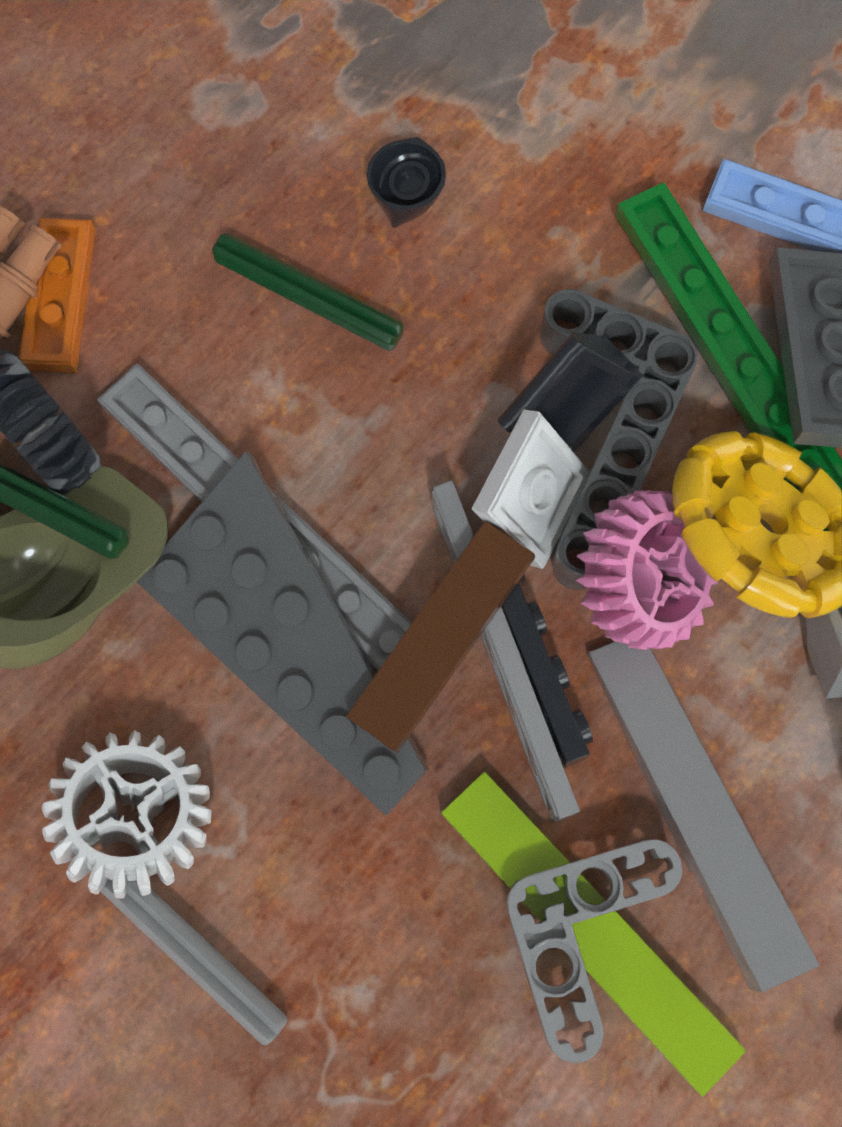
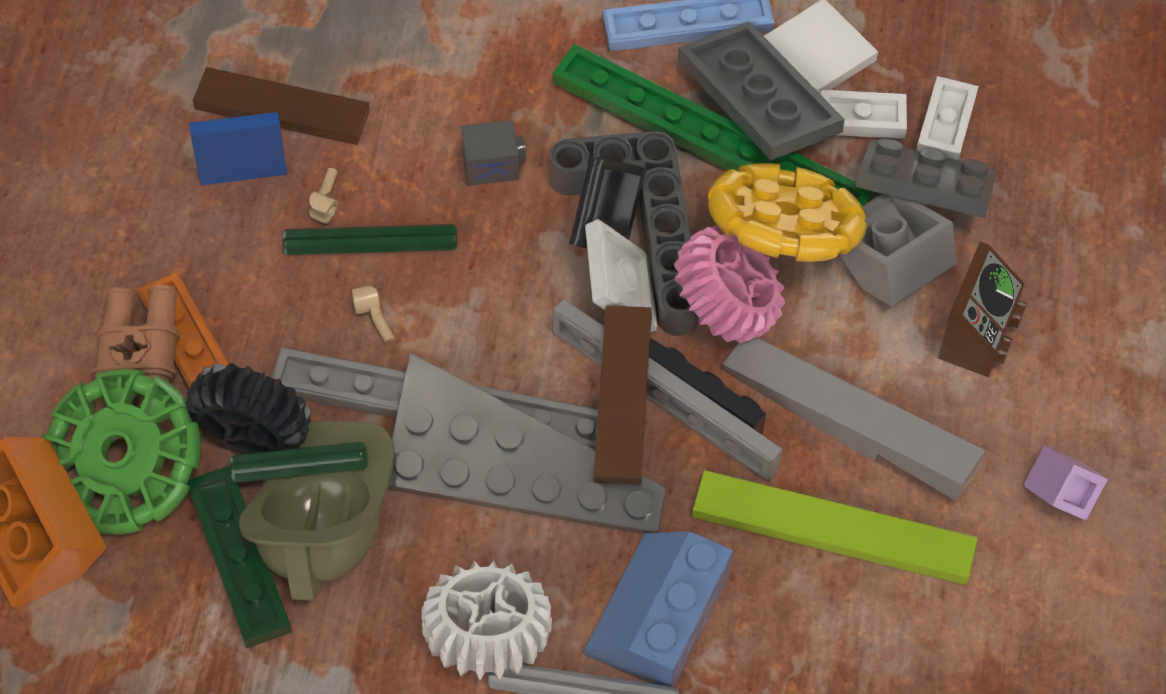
camera: 35 degrees left, 15 degrees down
(224, 114) = (238, 148): none -> blue tile
(260, 360) = (367, 300): none -> tan hand
(282, 222) = (322, 205): none -> tan hand
(313, 89) = (297, 107): none -> reddish brown tile
(326, 909) = (661, 606): none -> medium blue slope
(406, 179) = (392, 130): black hat -> none
(493, 261) = (492, 152): none -> dark grey brick
(557, 932) = (814, 529): light grey beam -> none

